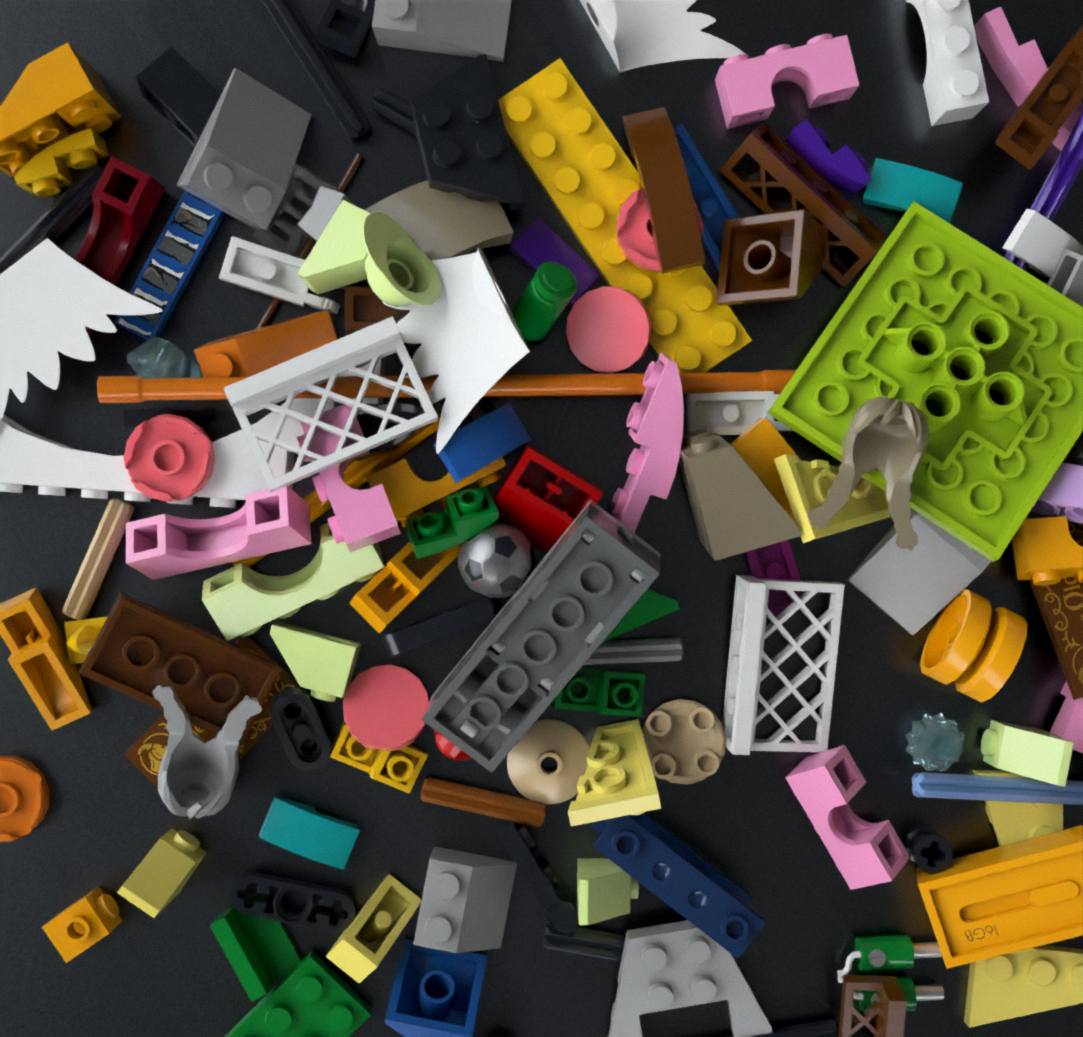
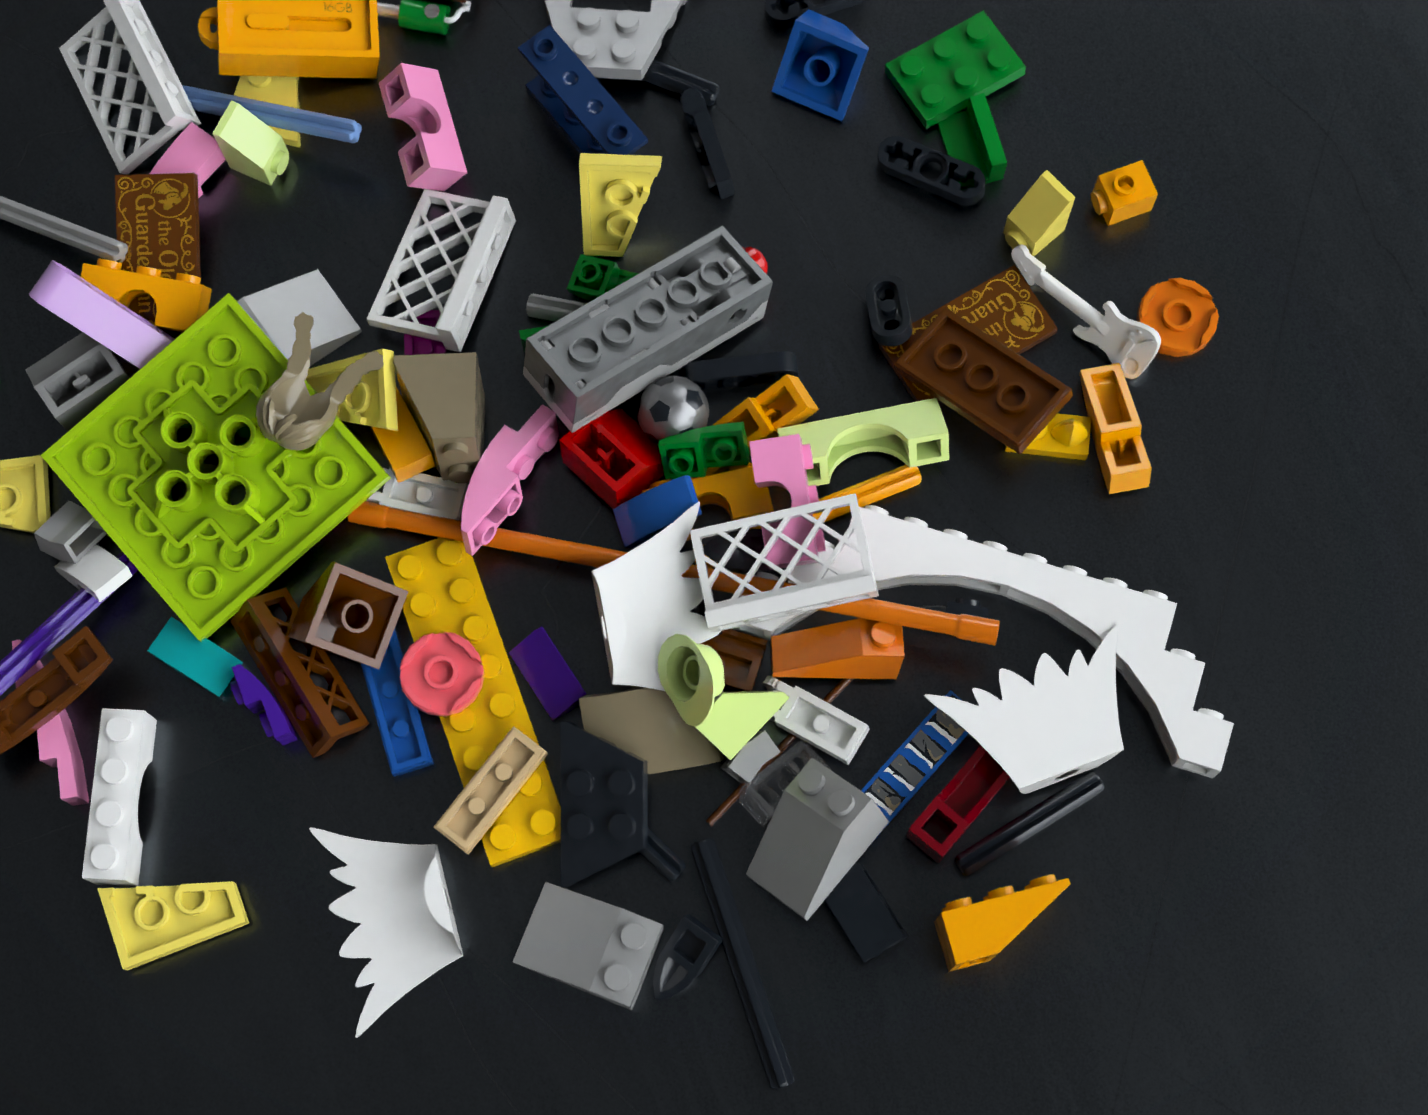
camera: 160 degrees left, 15 degrees down
(50, 167) = (1015, 872): yellow slope -> none
(55, 756) = (1121, 338): none -> white piece
(97, 559) = (1045, 505): tan axle -> none
(158, 359) = (945, 663): clear light blue piece -> none
(169, 458) = (951, 567): coral tile -> none
(177, 545) = (921, 488): bright pink arch -> none
(197, 774) = (986, 287): light grey hair -> none
(309, 833) = (905, 224): teal slope -> none
(317, 659) = (858, 367): yellowish green slope -> none
(374, 929) = (862, 130): light yellow slope -> none
(385, 707) = (807, 311): coral tile -> none
(392, 768) = (825, 278): yellow slope -> none
(464, 901) = (780, 137): light grey slope -> none
(483, 802) = (741, 216): dark orange axle -> none
(543, 740) = (651, 237): tan dish -> none
(544, 300) = (567, 629): green piece -> none
(577, 123) = (490, 790): none -> tan tile
(603, 890) = (656, 114): yellowish green slope -> none
(609, 329) = (514, 596): coral tile -> none
(665, 189) = (425, 707): reddish brown slope -> none
(684, 741) = (547, 225): tan dish -> none
(820, 68) = (318, 792): bright pink arch -> none
(932, 861) = (361, 88): black bush -> none
(935, 742) = (326, 173): clear light blue piece -> none
(974, 646) = (269, 238): light orange wheel -> none

